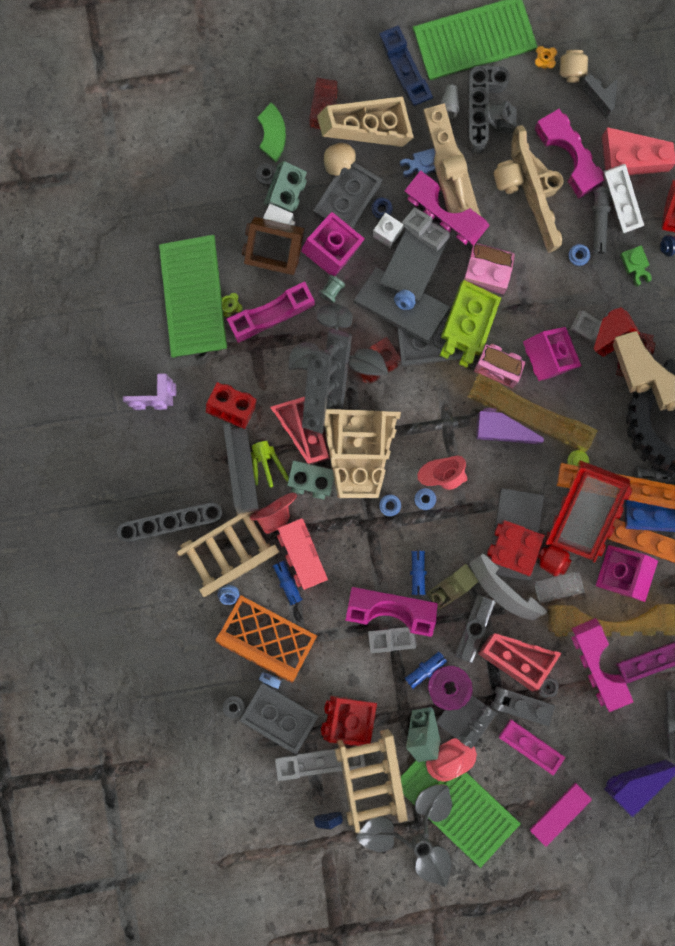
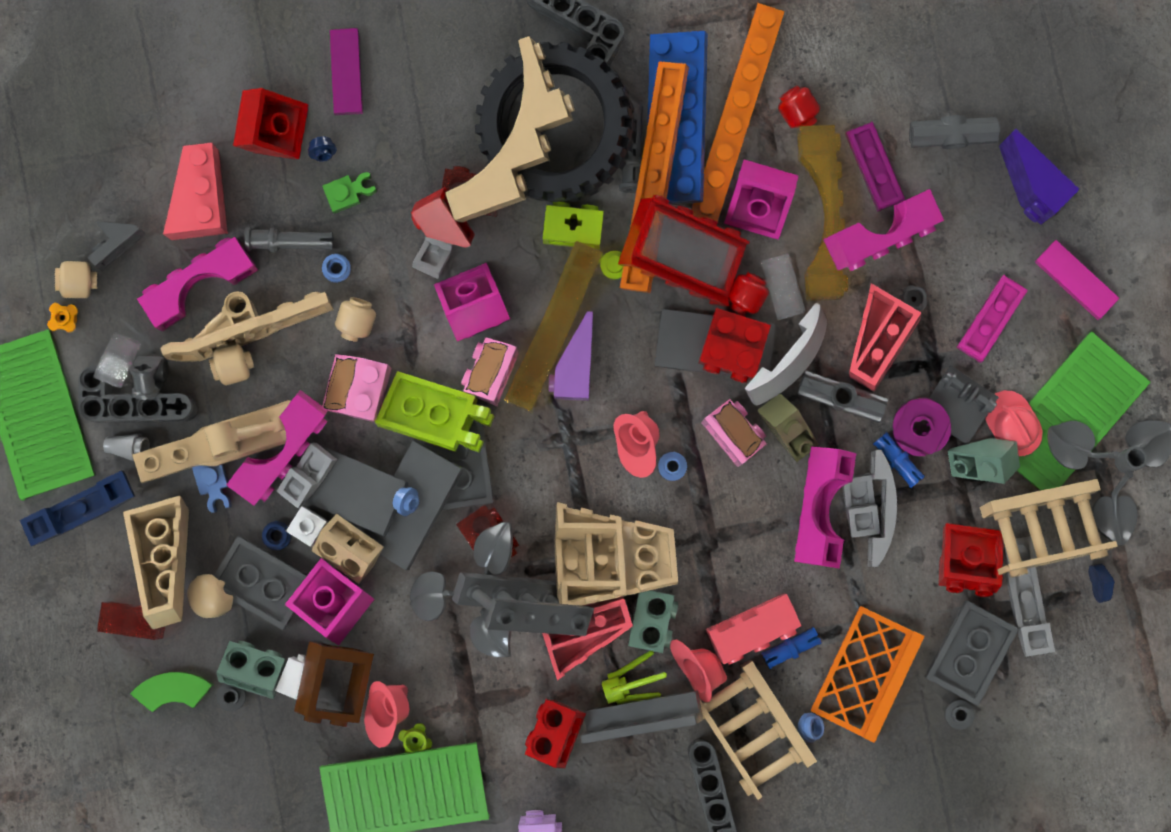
camera: 90 degrees left, 0 degrees up
(252, 283) = (384, 711): none -> coral piece
(270, 679) = (921, 666): light blue tile -> none
(282, 308) = (426, 682): dark pink arch -> none
(331, 289) = (390, 601): sand green bush -> none
(371, 257) = (347, 548): none -> tan brick
(390, 498) = (682, 503): medium blue plate -> none
(416, 656) = (882, 472): none -> light grey slope
(418, 573) = (770, 473): blue pin -> none
(450, 545) = (734, 432): none -> slope
(515, 93) = (117, 359): none -> clear slope
(523, 706) = (940, 330): dark grey plate -> none
(540, 267) = (355, 319): none -> tan head
(616, 420) = (558, 231): none -> lime brick
(623, 198) = (259, 210): white plate -> none

